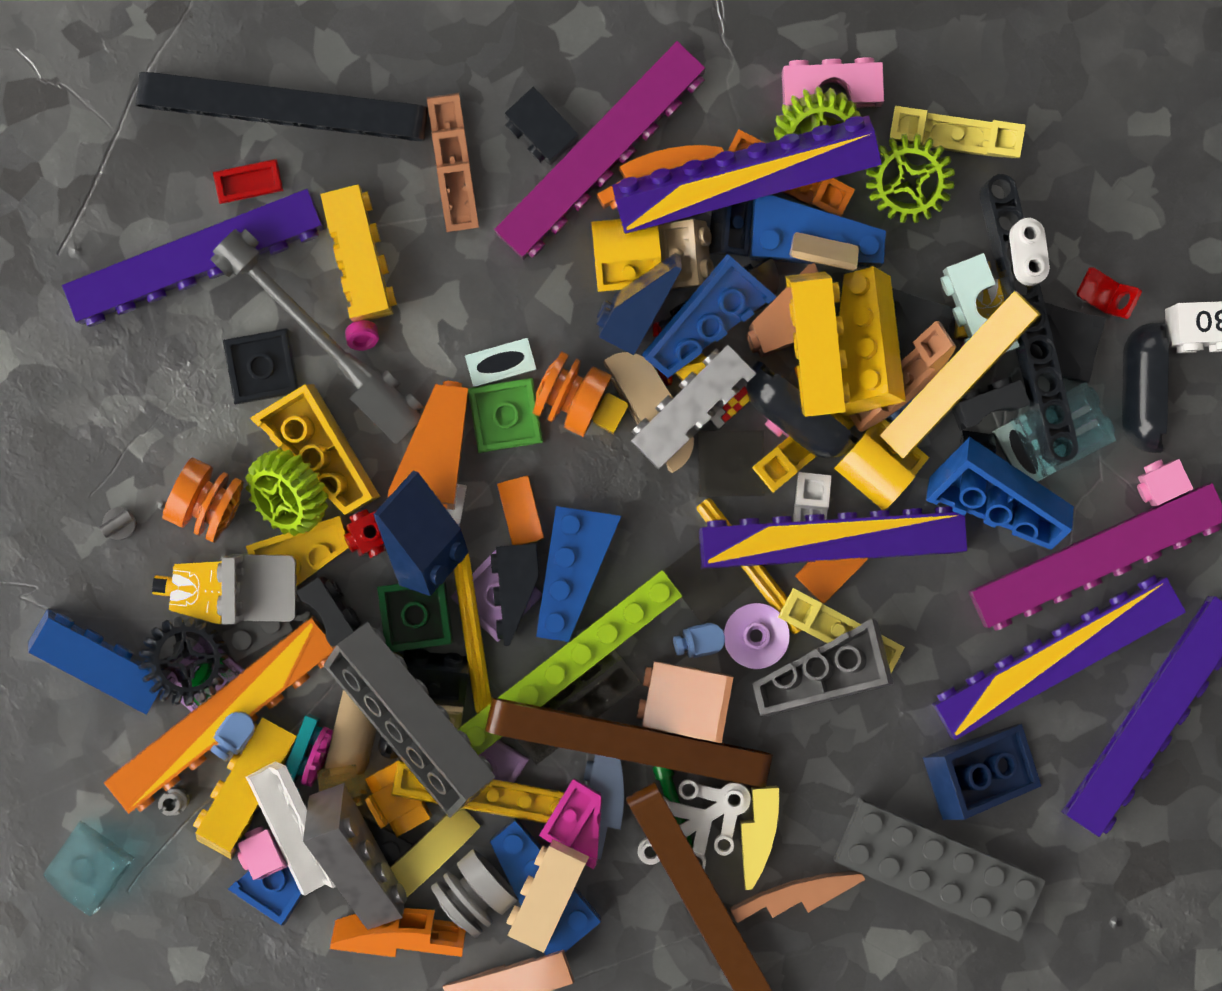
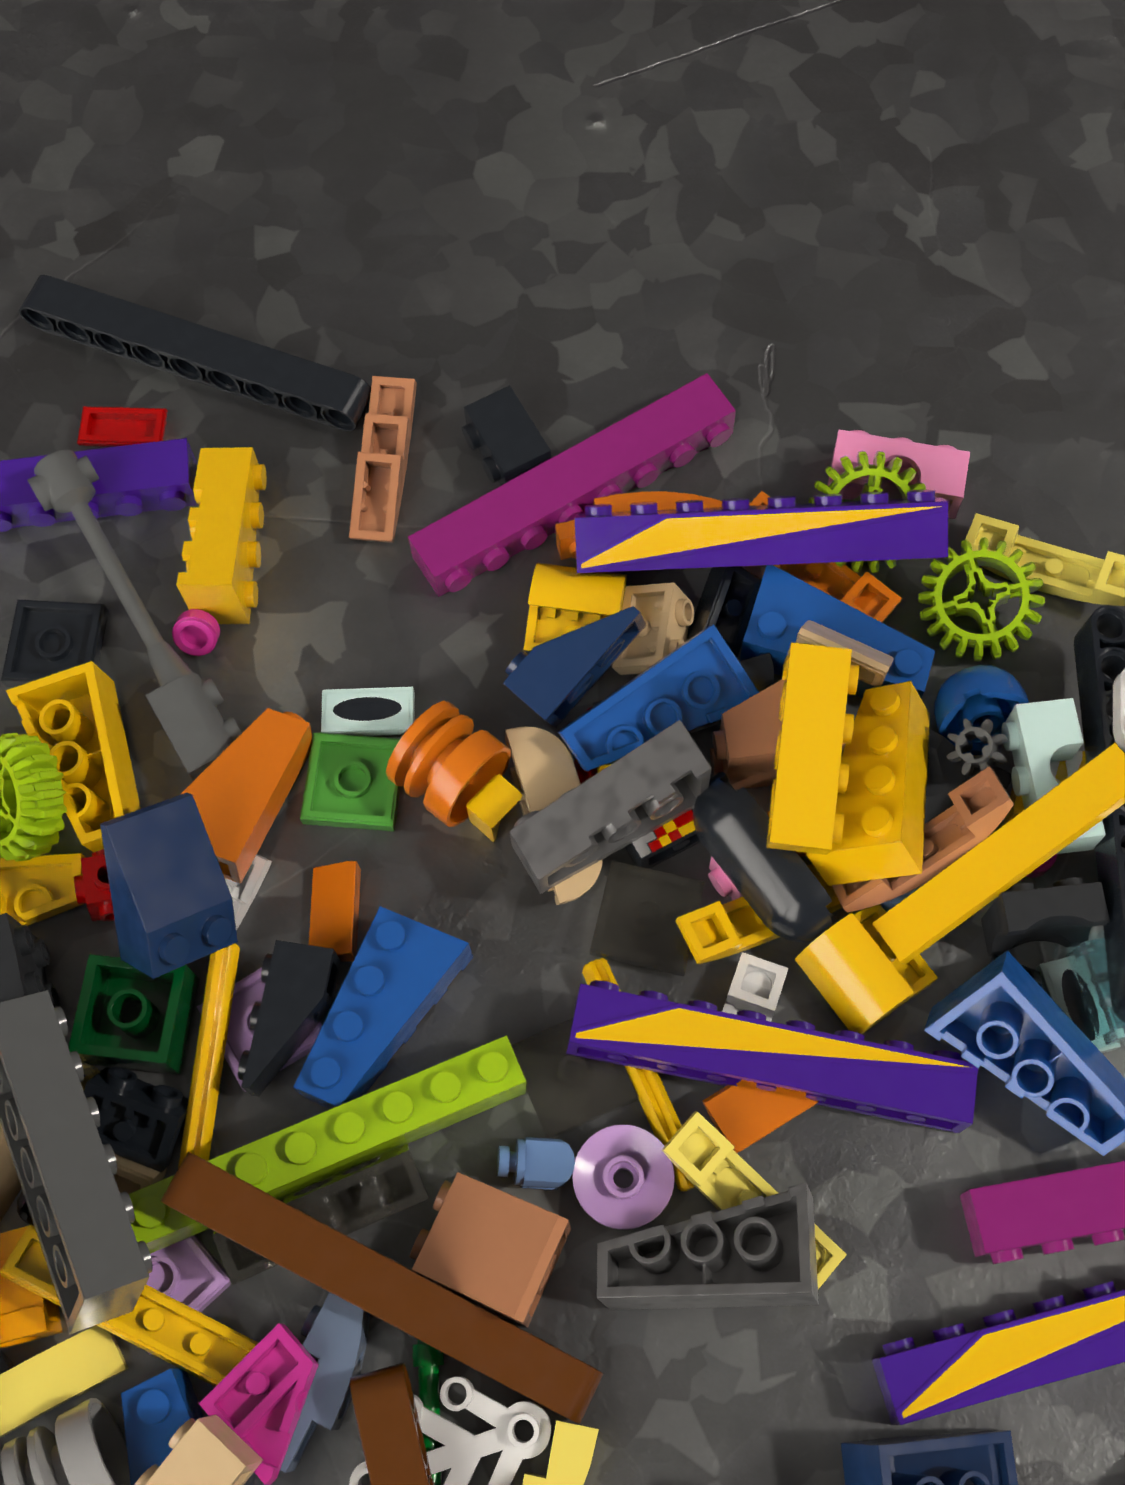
camera: 20 degrees right, 20 degrees down
(922, 260) = (978, 695): none -> blue cylinder
(926, 309) = (964, 743): none -> dark grey gear

